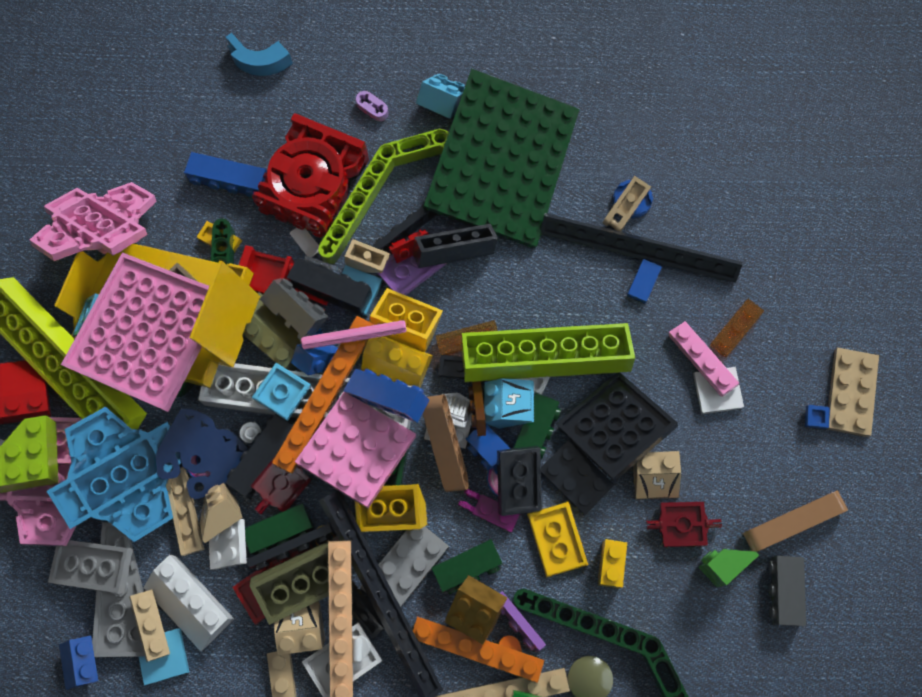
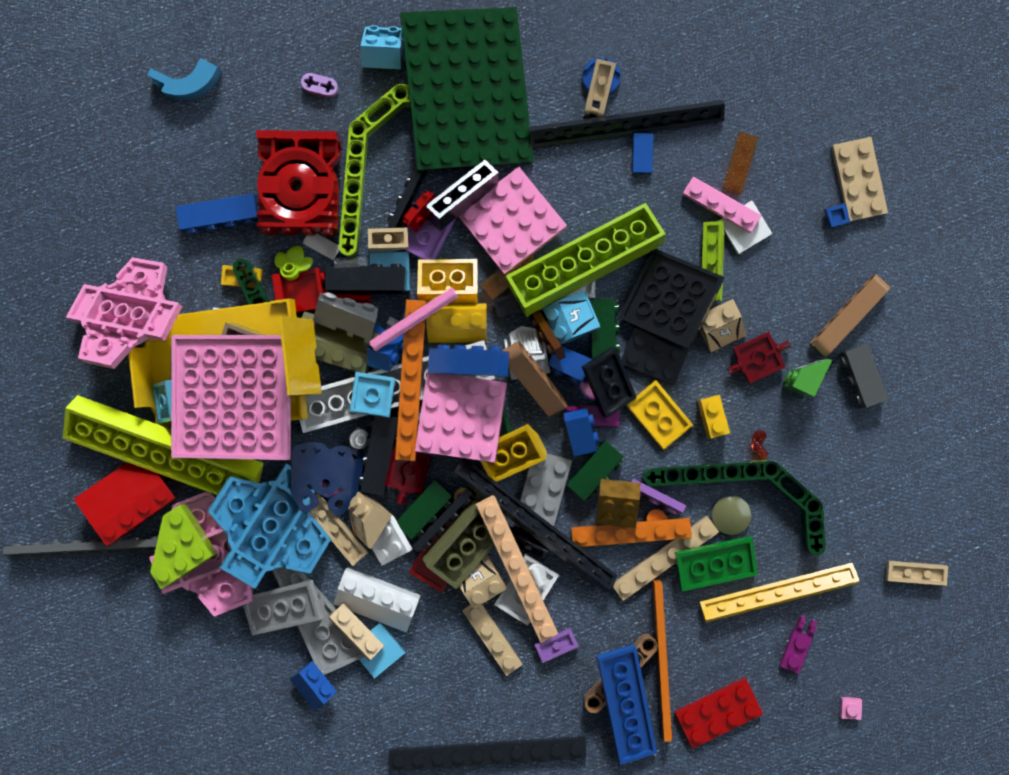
camera: 25 degrees left, 15 degrees up
(270, 245) = (292, 262): none -> lime plate
(469, 519) = (580, 431): none -> blue brick
(492, 291) = (512, 221): none -> bright pink plate
(648, 613) = (757, 444): none -> clear red arm
(678, 399) = (713, 250): none -> lime plate

